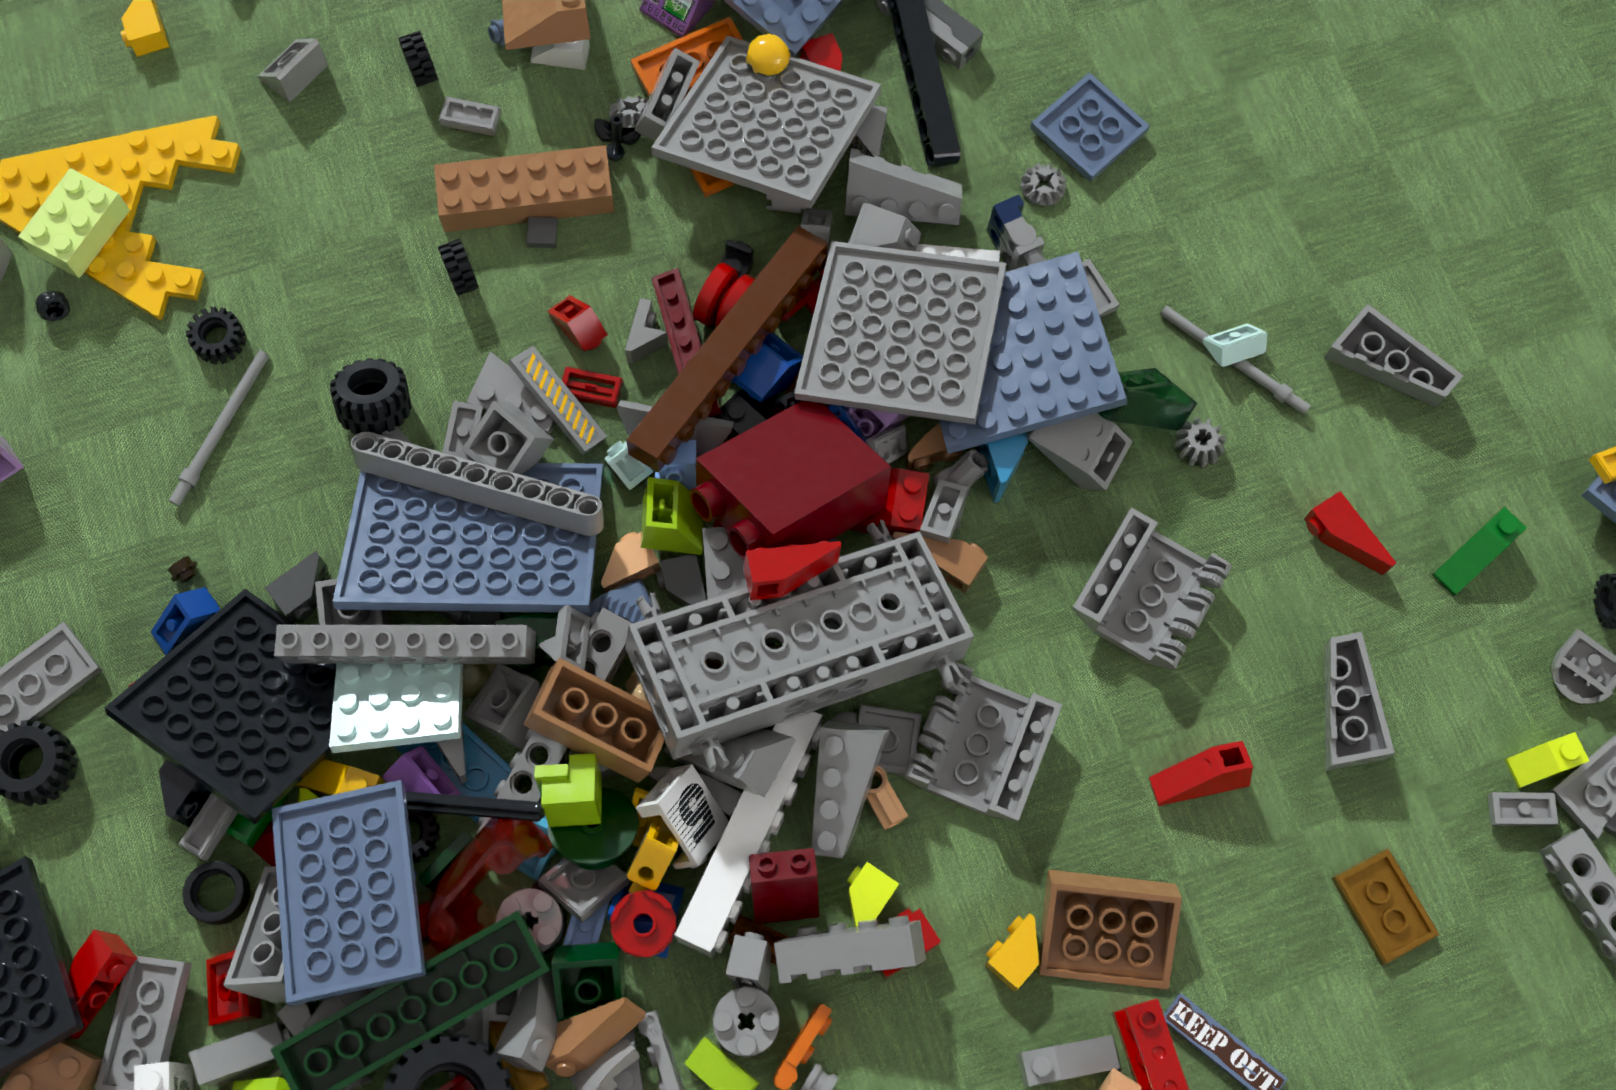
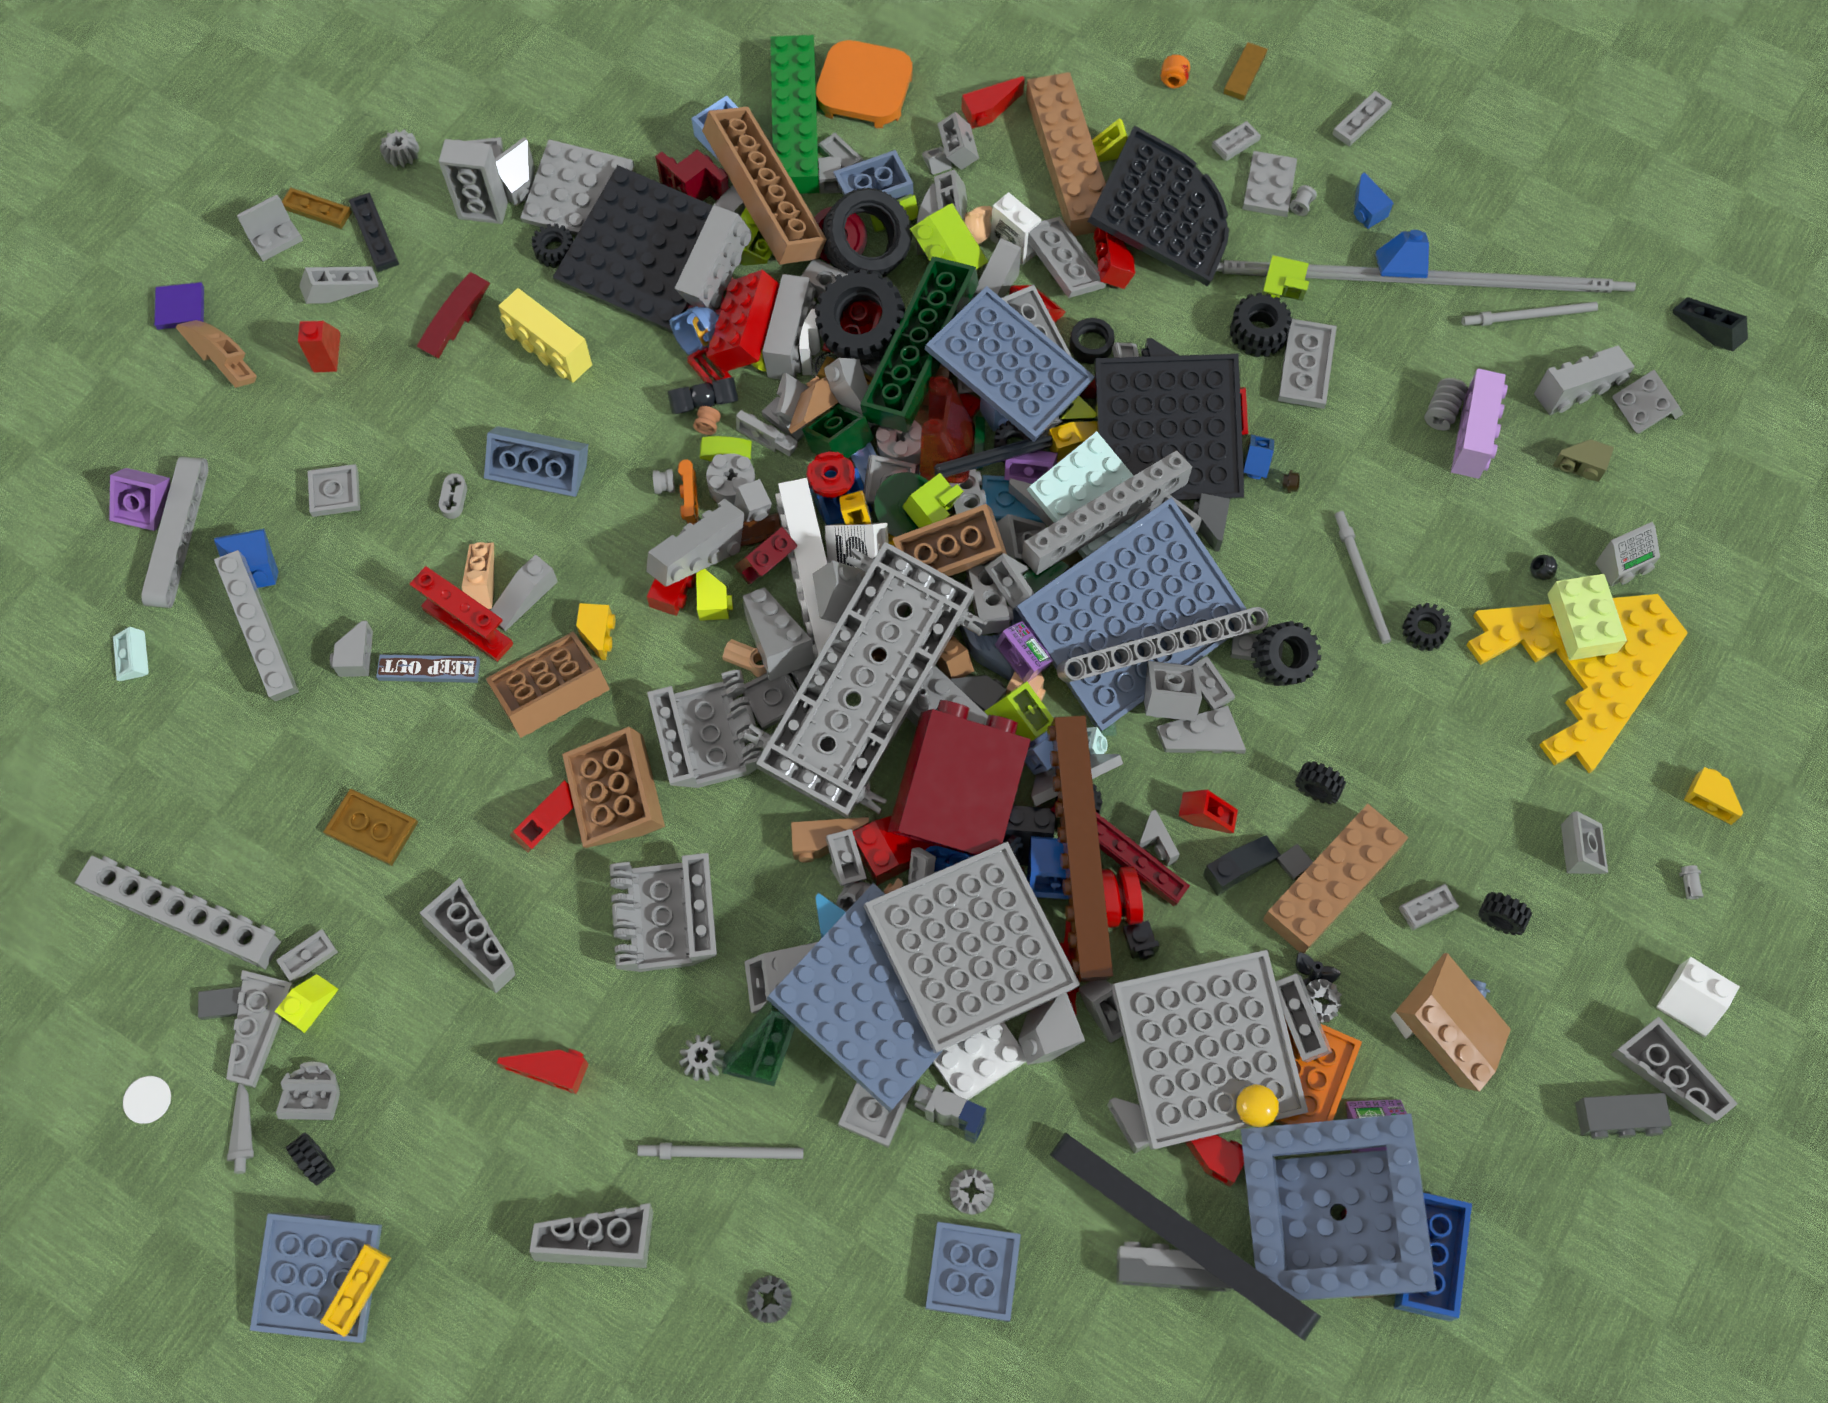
camera: 145 degrees right, 5 degrees down
(557, 400) = (1169, 746): tile -> none
(592, 260) = (1240, 864): none -> black slope
(611, 402) = (1162, 788): red tile -> none
(616, 567) = (1023, 651): none -> medium lavender slope
(783, 569) = (909, 699): red slope -> none
(901, 191) = (1067, 1082): light grey wedge -> none
(1116, 755) = (613, 789): none -> medium nougat slope
(1236, 344) = (727, 1161): light aqua slope -> none
(1267, 233) = (755, 1302): none -> dark grey gear
(1479, 551) = (439, 1130): green slope -> none

